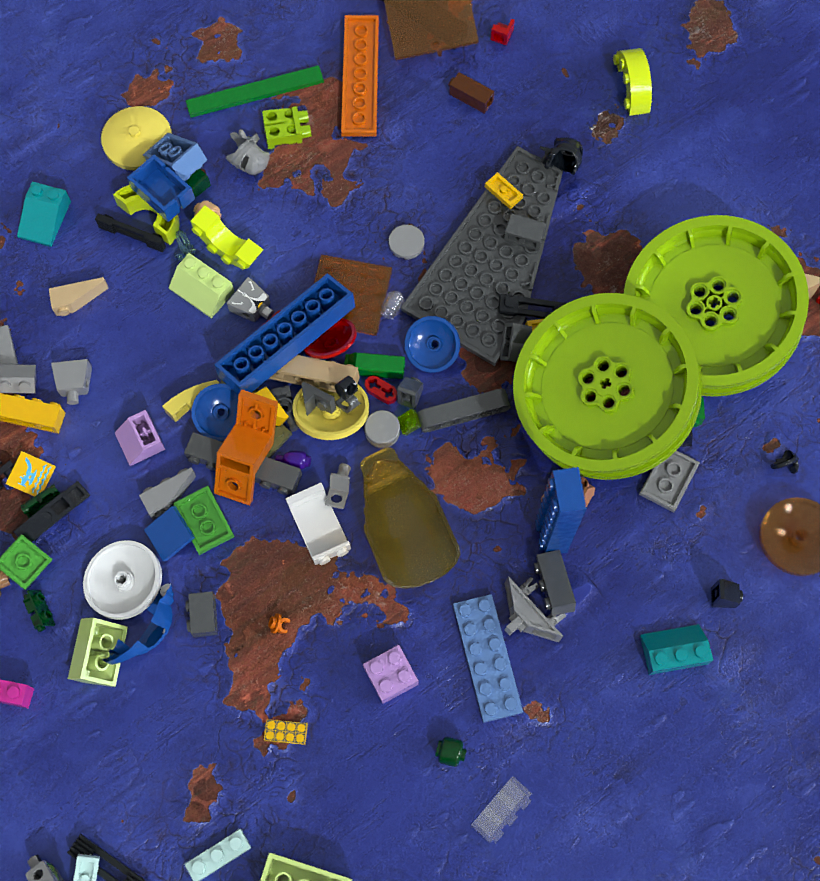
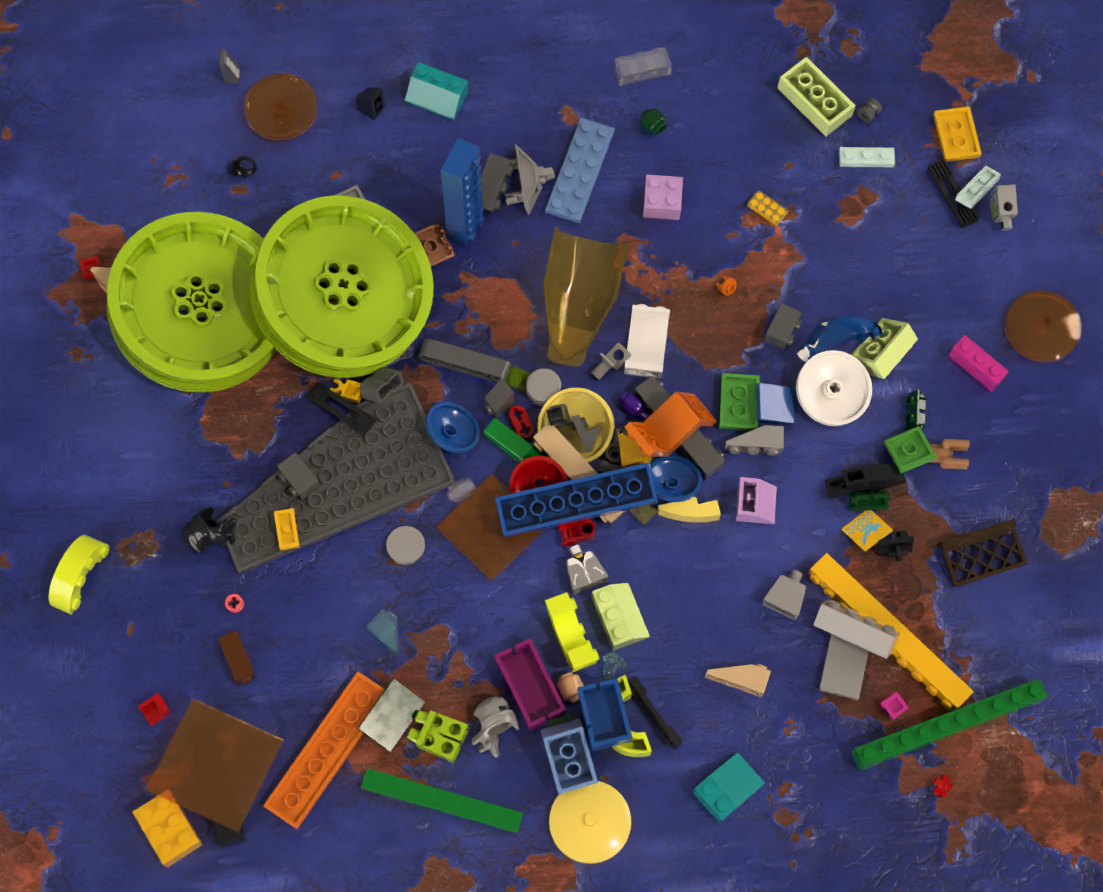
camera: 150 degrees left, 0 degrees up
(238, 193) = (530, 684): none -> magenta piece
(330, 119) = (391, 715): none -> tile
(375, 171) = (386, 630): none -> clear light blue slope
(502, 133) = (229, 599): none -> coral bush

